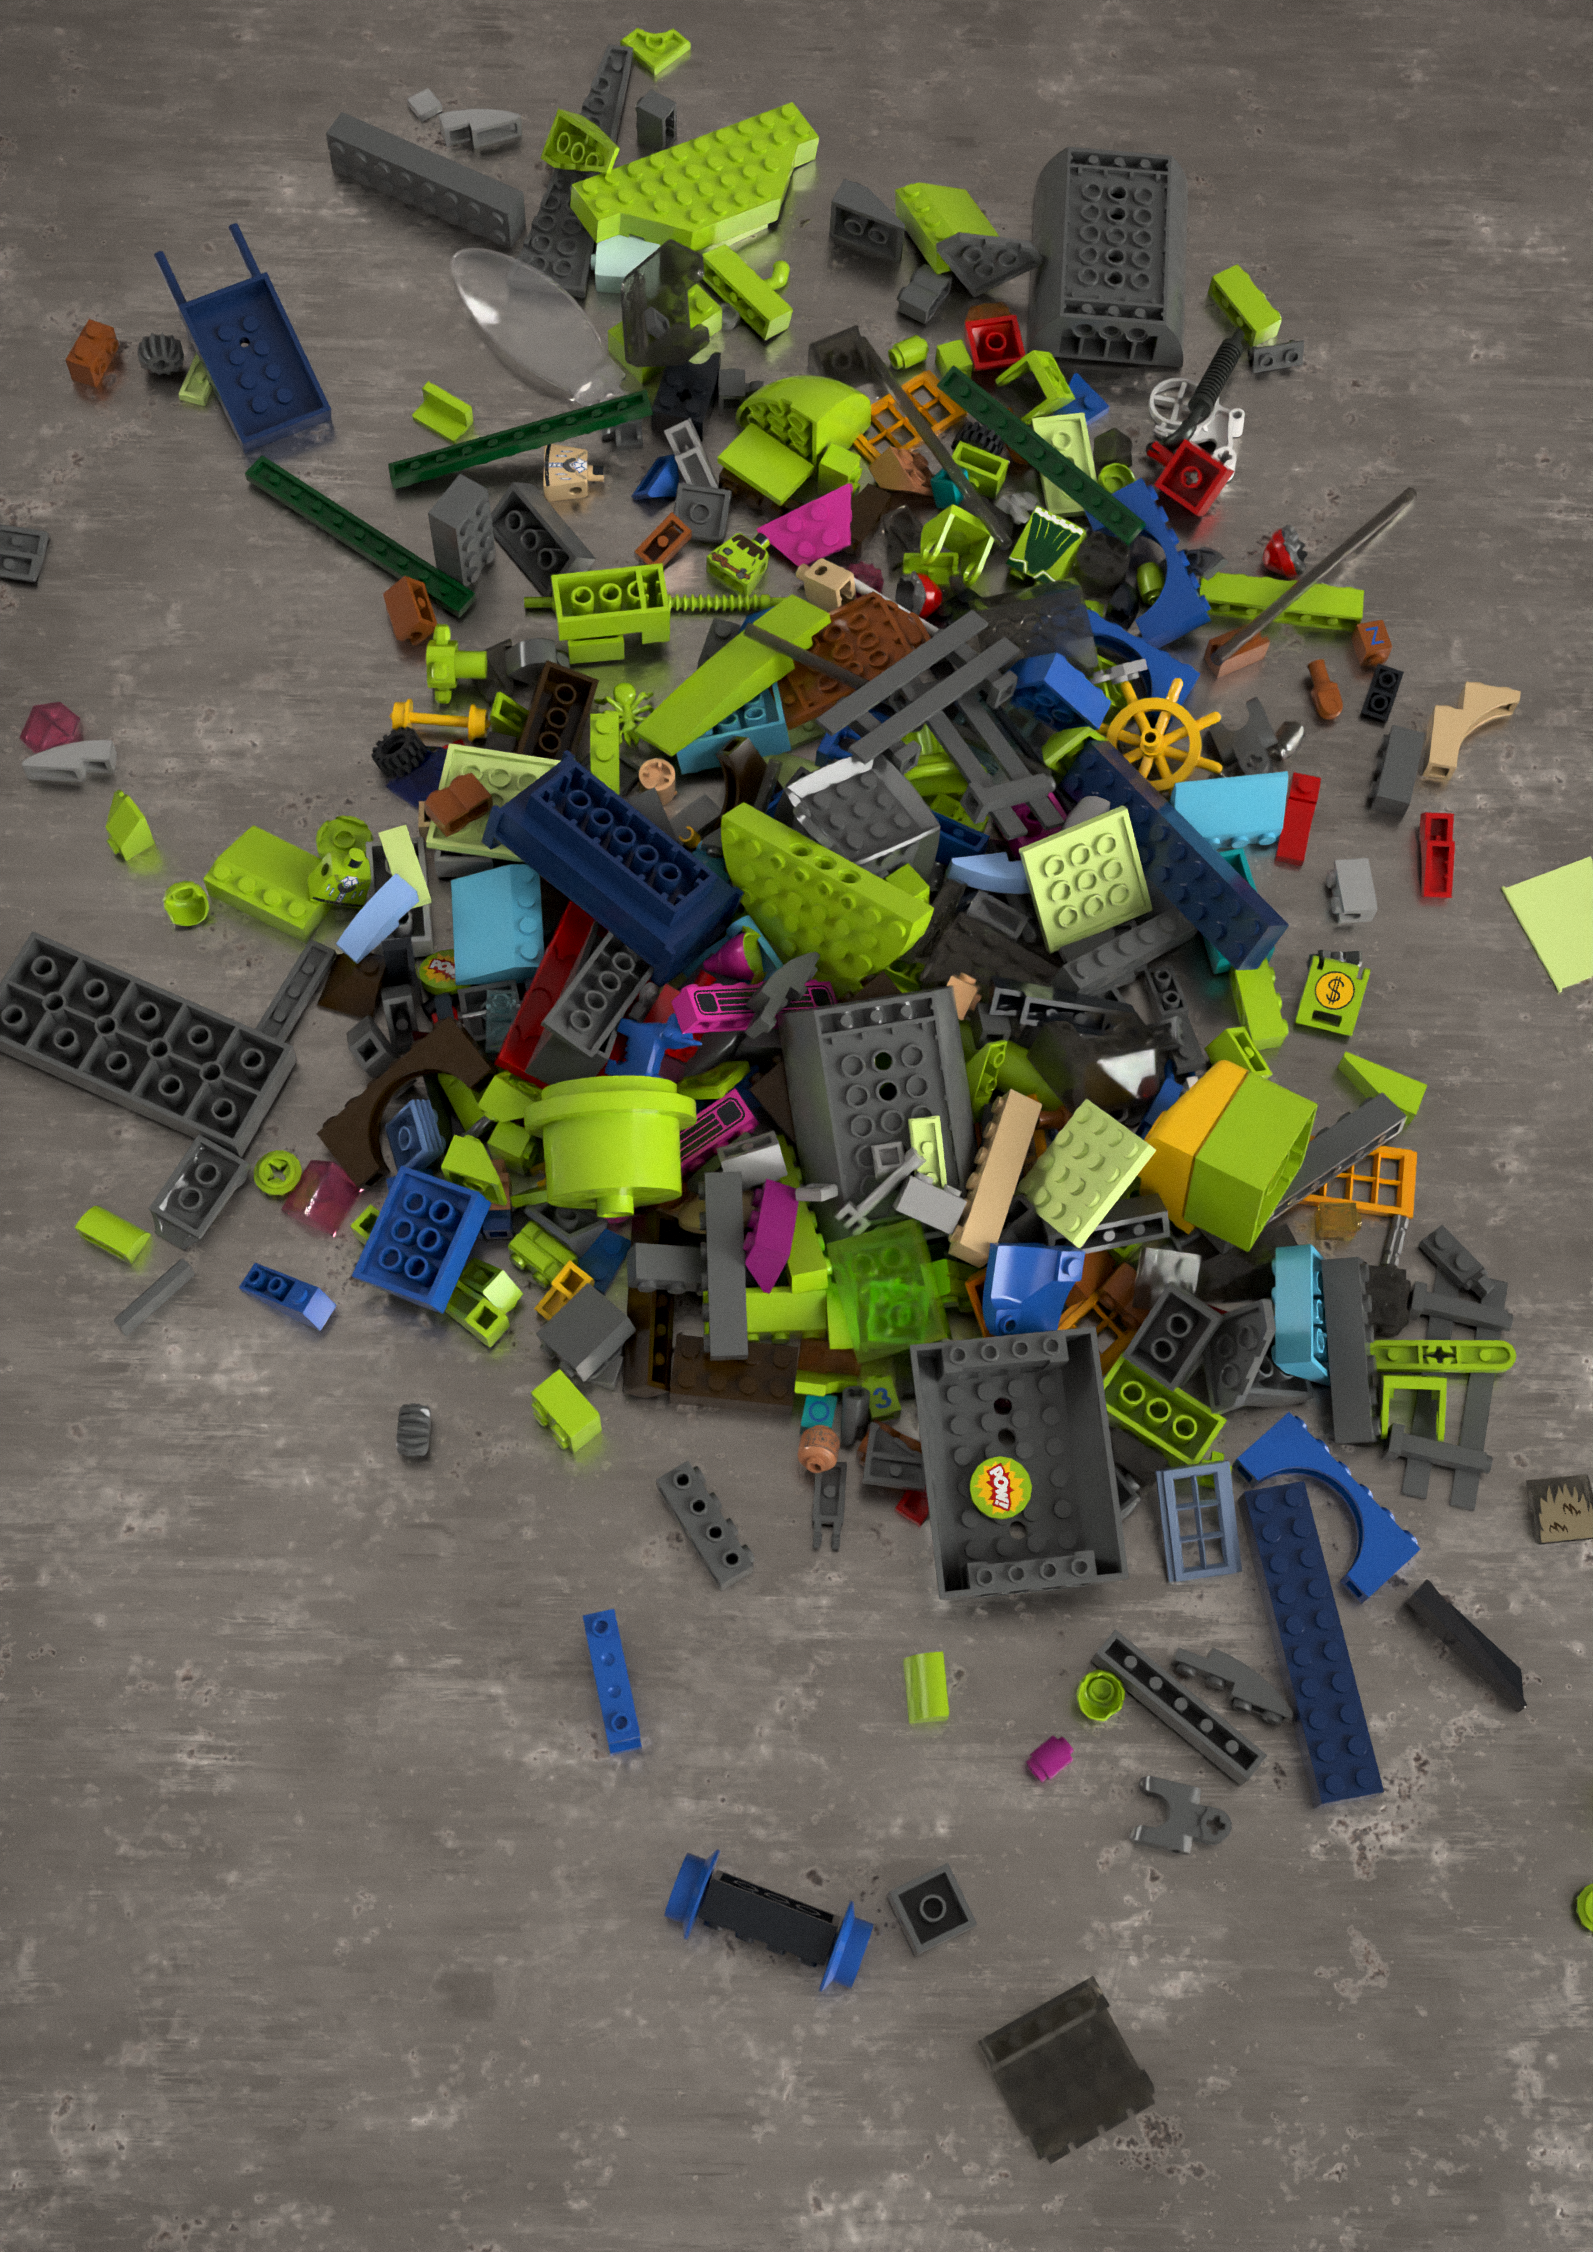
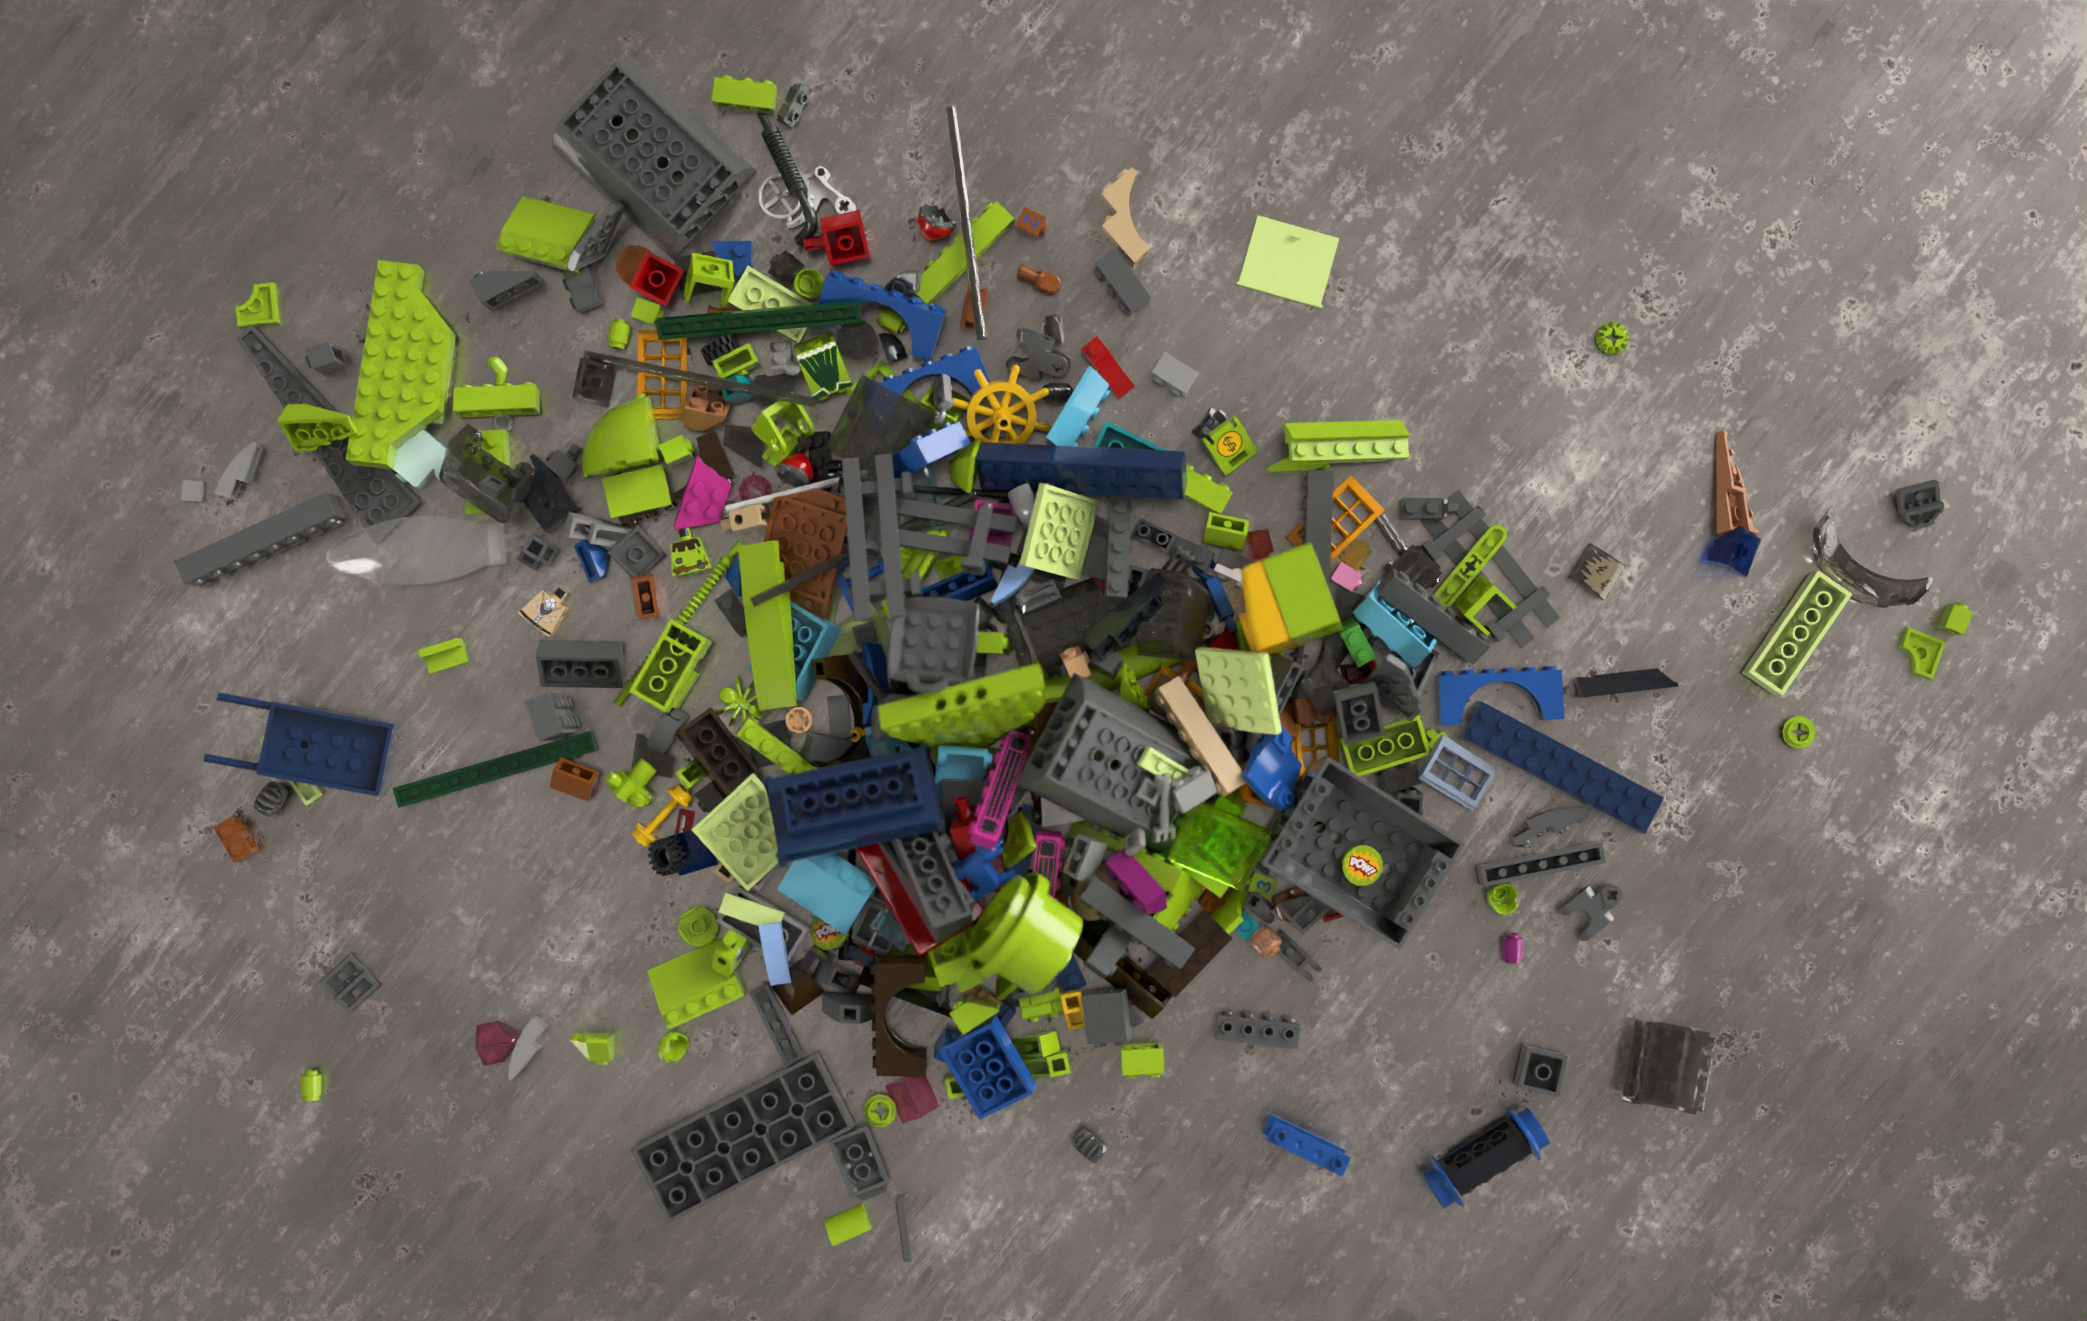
camera: 50 degrees left, 20 degrees up
(289, 1295) = (958, 1156): blue slope -> none
(415, 1135) = (921, 1024): medium blue brick -> none
(458, 804) = (740, 857): dark orange brick -> none
(520, 439) = (505, 626): dark green plate -> none
(739, 958) = (962, 772): dark pink hat -> none
(779, 991) = (1003, 770): dark grey slope -> none
(926, 1687) = (1429, 982): lime brick -> none
(1244, 1282) = (1356, 642): none -> bright green brick
(1305, 1225) = (1346, 577): none -> bright pink brick
(1382, 692) = (1065, 244): black slope -> none
(1437, 854) = (1190, 305): red slope -> none
(1448, 1113) = (1346, 441): none -> lime slope

